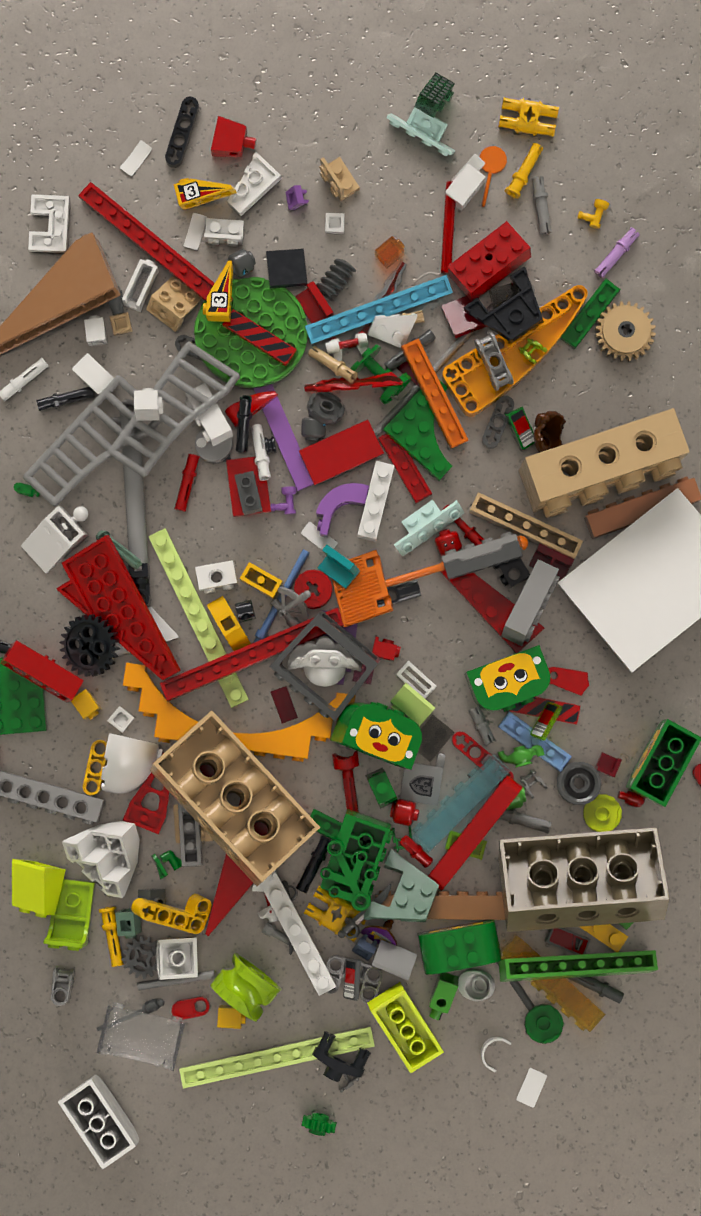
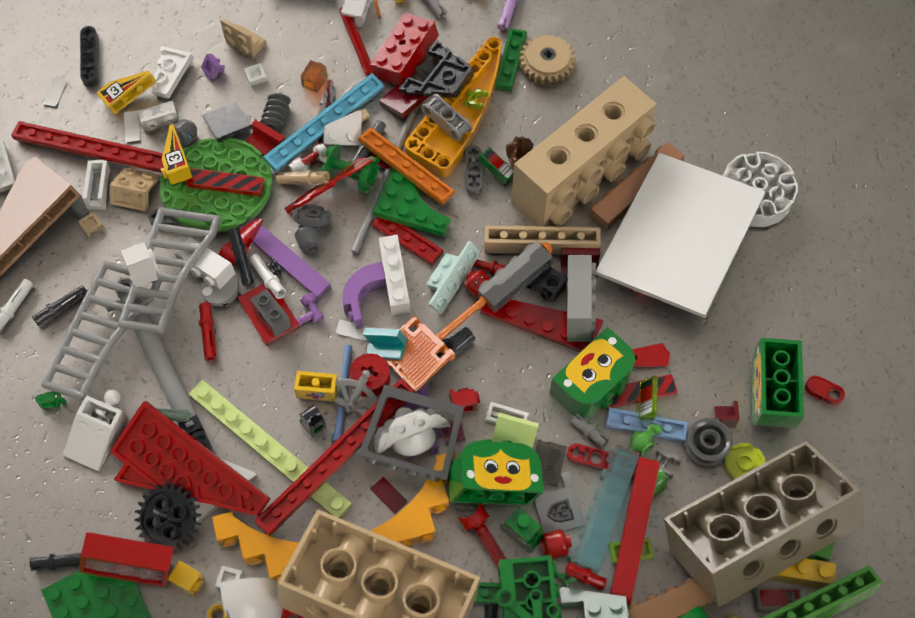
camera: 25 degrees left, 20 degrees down
(92, 373) = (78, 271): white panel -> none
(96, 330) = (68, 237): white brick -> none
(205, 574) = (275, 391): white brick -> none
(228, 623) = (300, 438): yellow slope -> none
(230, 139) = (135, 44): red torso -> none
(341, 452) = (343, 247): red tile -> none
(515, 817) = (664, 502): light grey pin -> none
(631, 798) = (764, 436): red cylinder -> none

